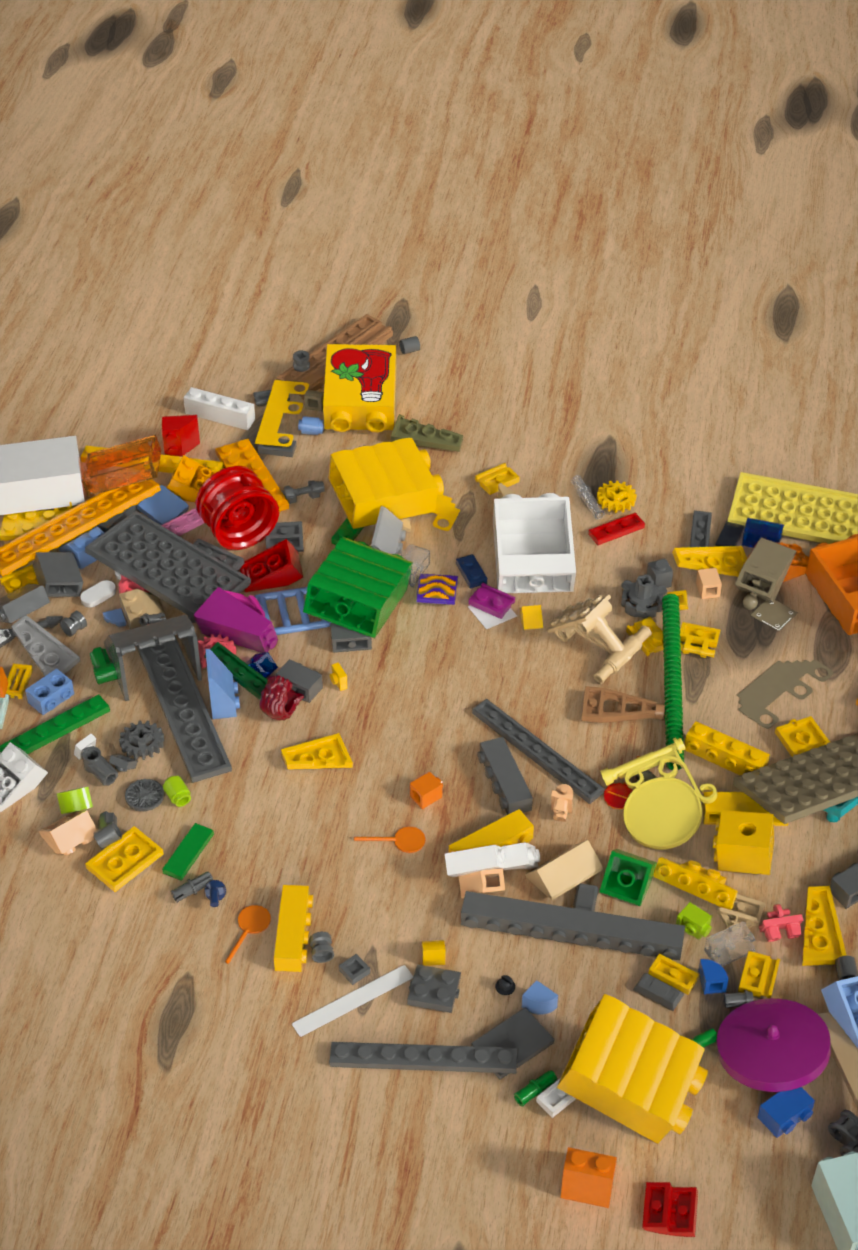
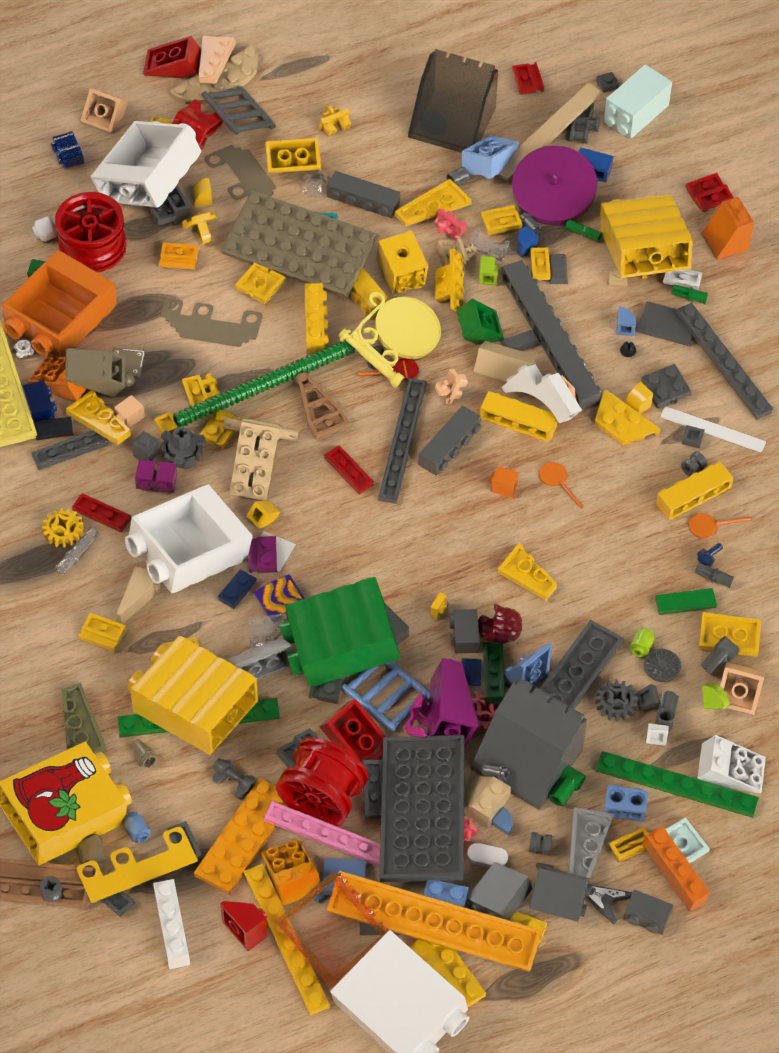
camera: 125 degrees left, 10 degrees up
(423, 923) = (622, 421): none -> yellow wing
(534, 697) = (349, 469): none -> red tile
(625, 565) = (147, 479): none -> magenta piece

